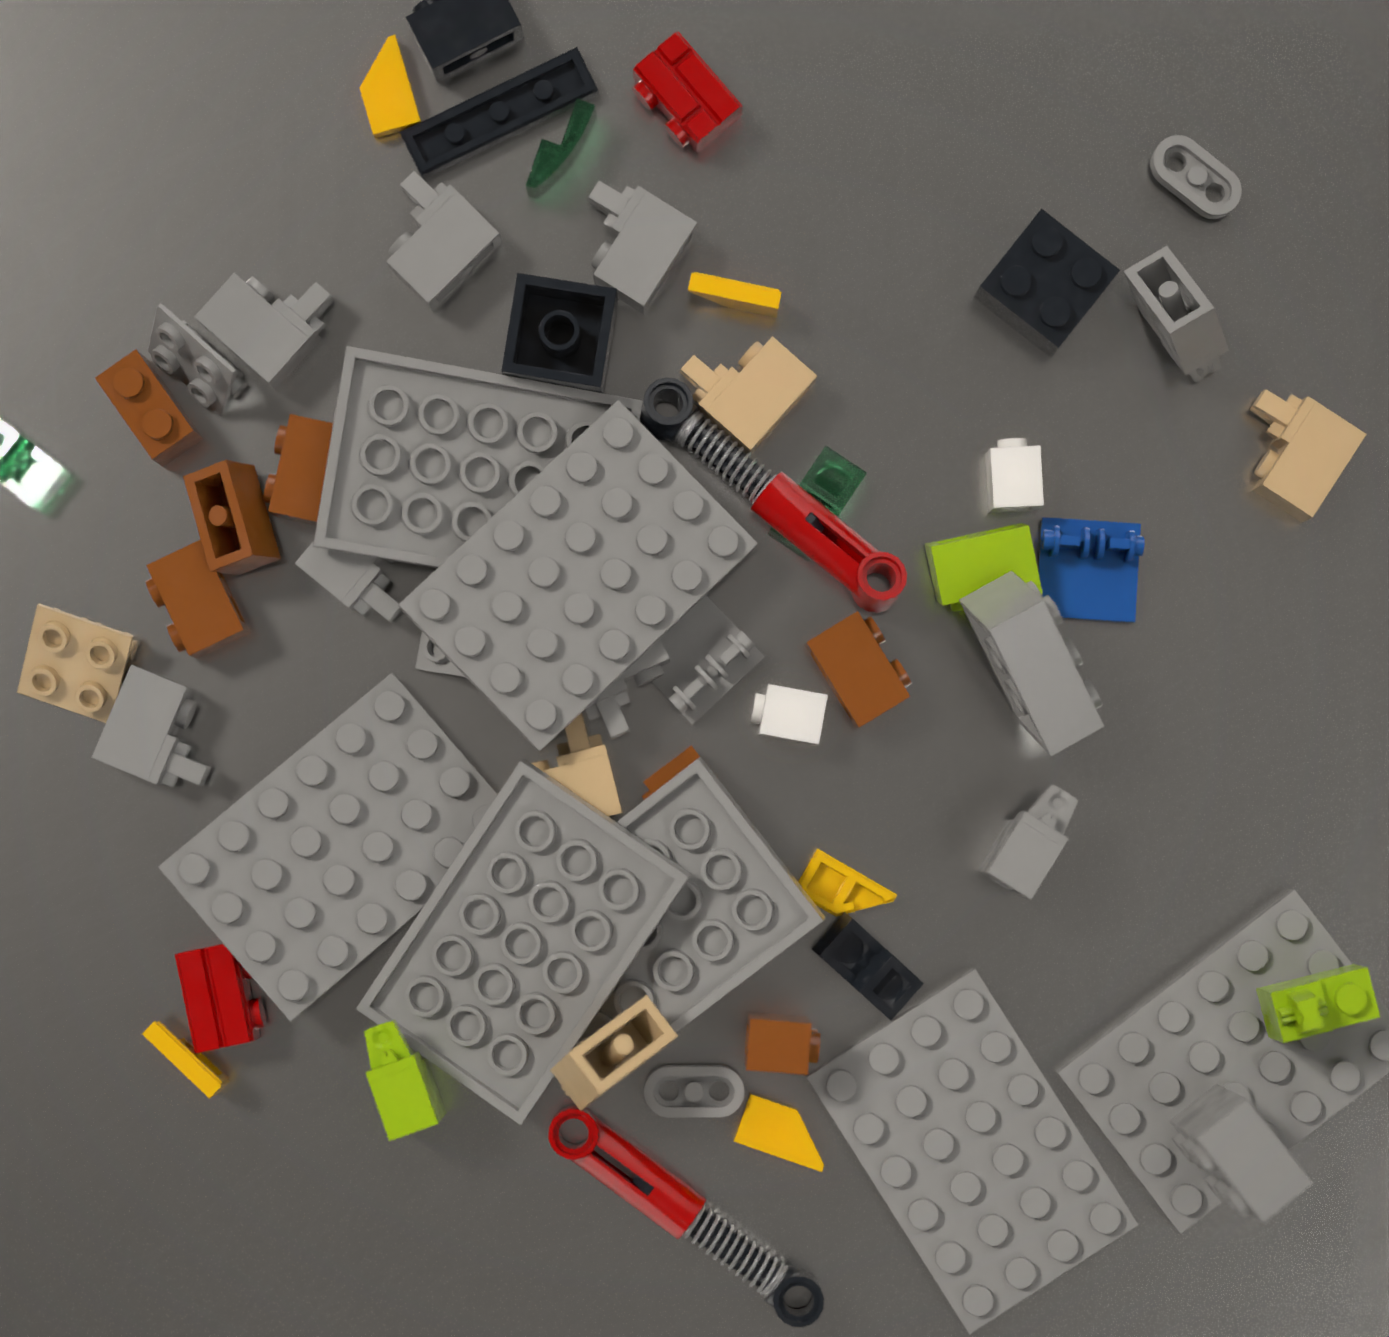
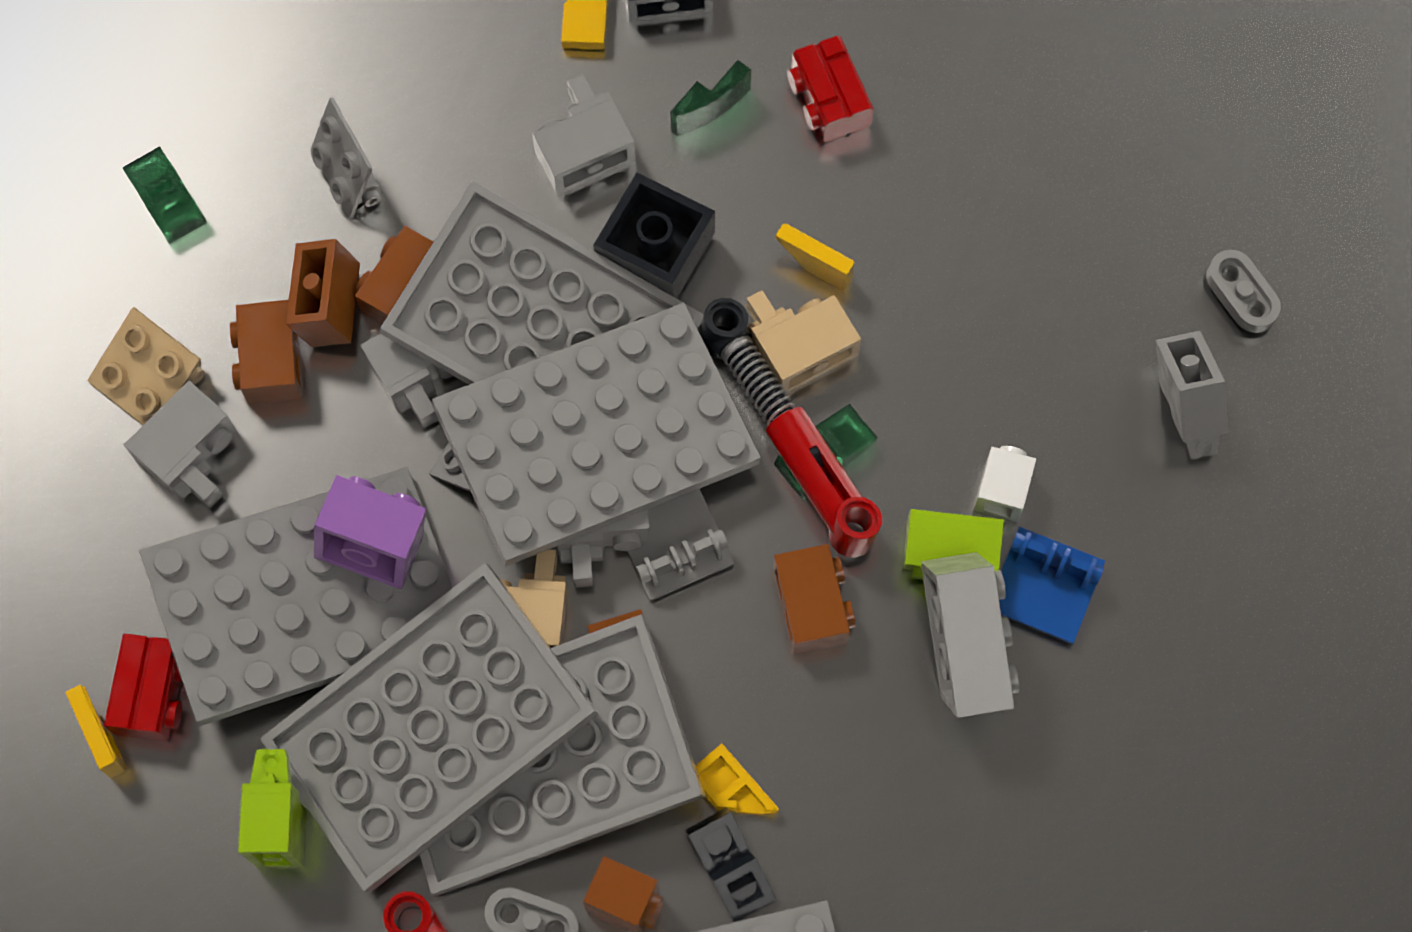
camera: 25 degrees right, 15 degrees down
(149, 408) = (291, 187): dark orange brick -> none
(265, 335) = (412, 159): light grey hinge -> none
(391, 768) = (369, 530): none -> medium lavender brick
(499, 113) = (669, 59): black tile -> none
(613, 1052) = (468, 845): tan hinge -> none
(646, 245) = (753, 195): light grey hinge -> none
(790, 714) = (738, 617): white brick -> none
(1030, 844) = (912, 796): light grey hinge -> none
(1046, 283) = (1085, 332): black brick -> none
(1310, 456) = (1272, 549): tan hinge -> none

